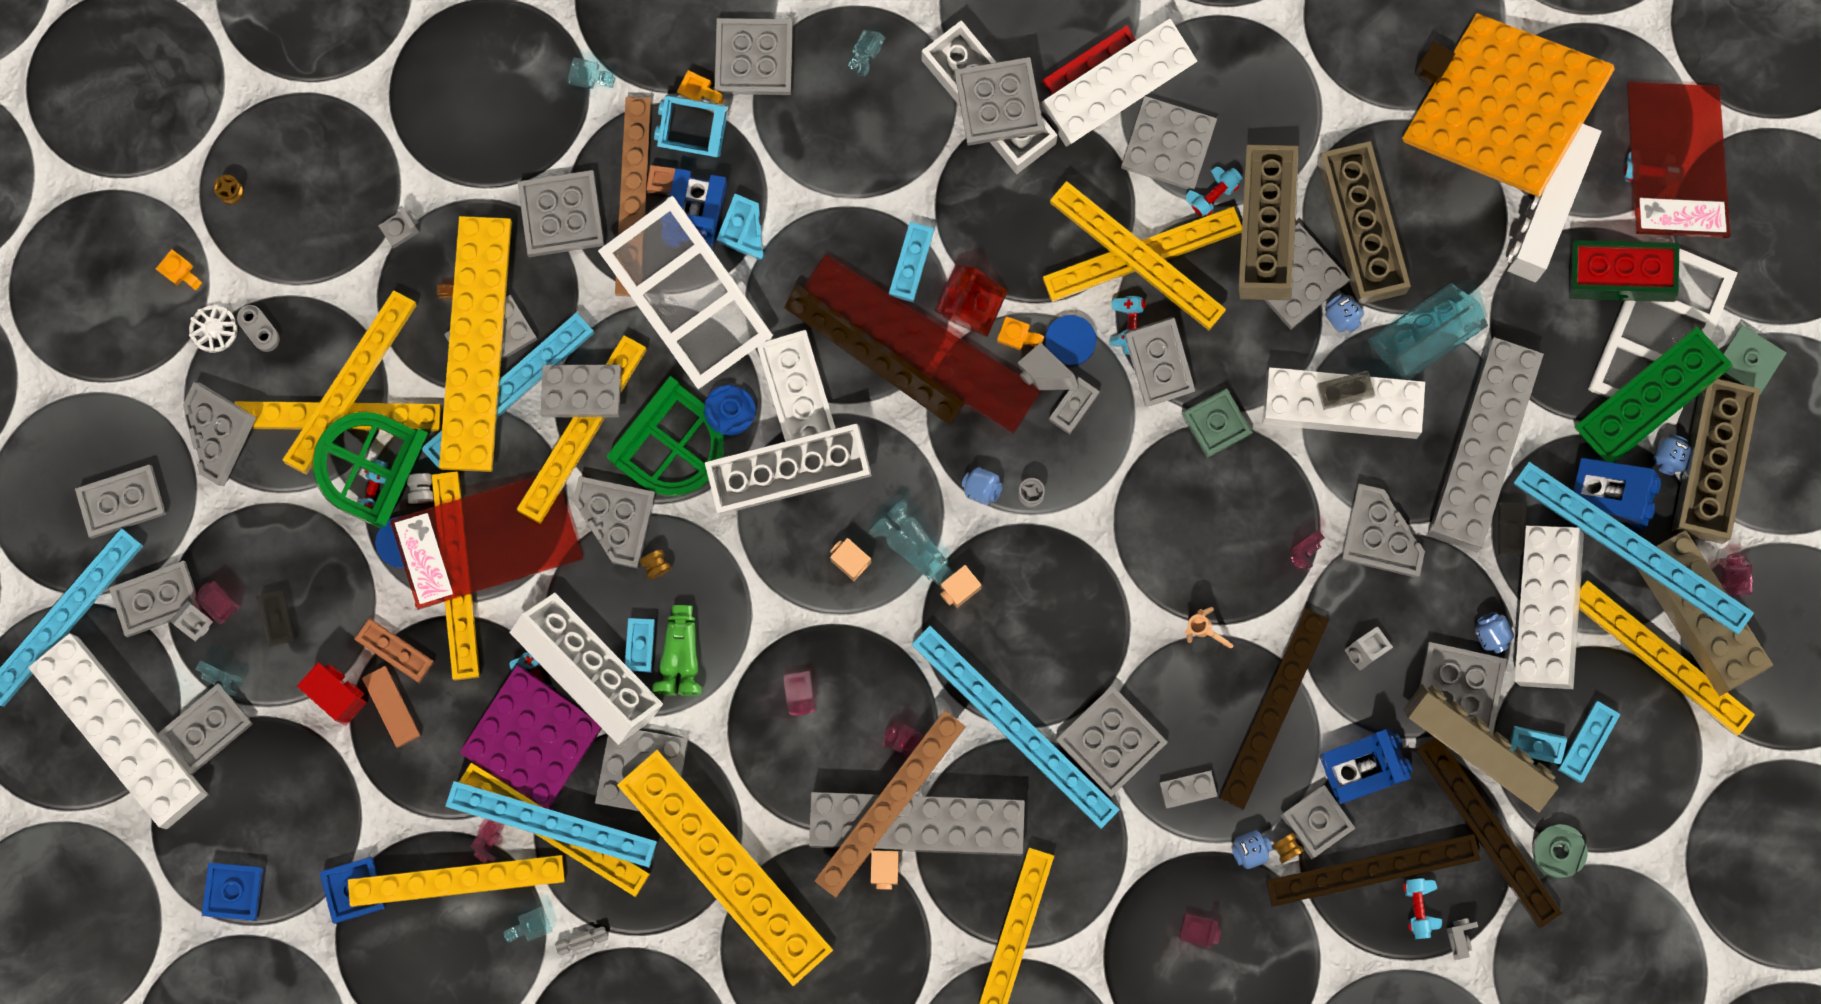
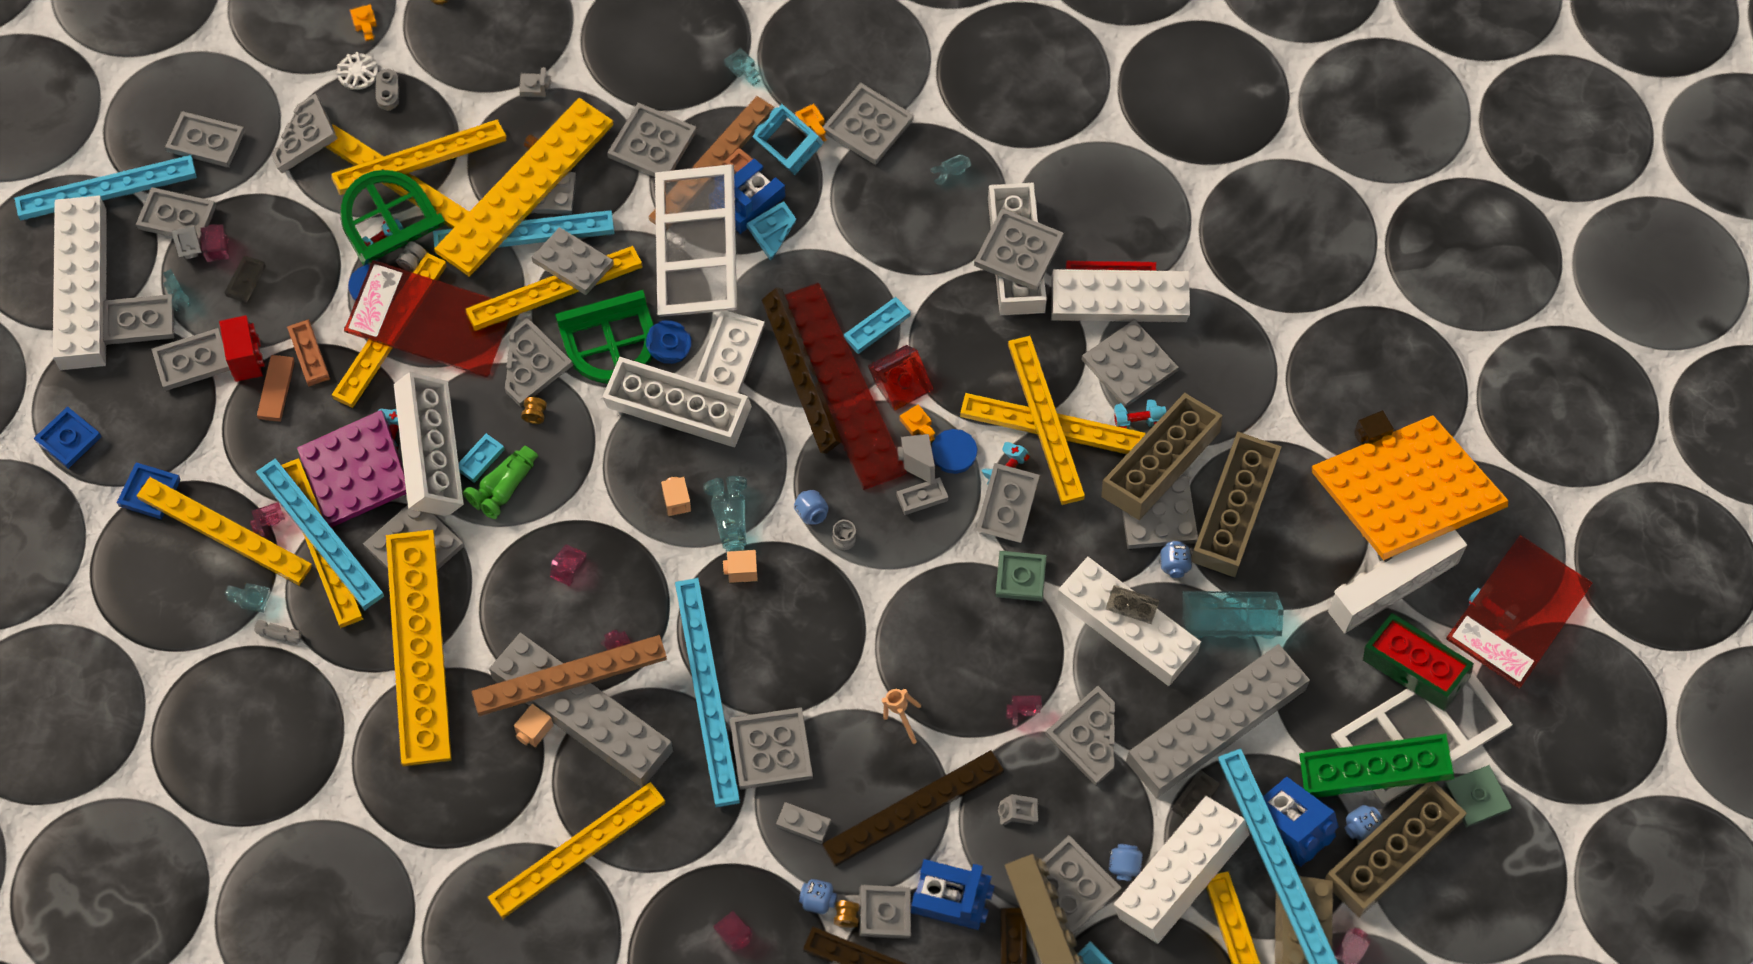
camera: 30 degrees right, 15 degrees down
(288, 734) = (190, 359): none -> light grey plate

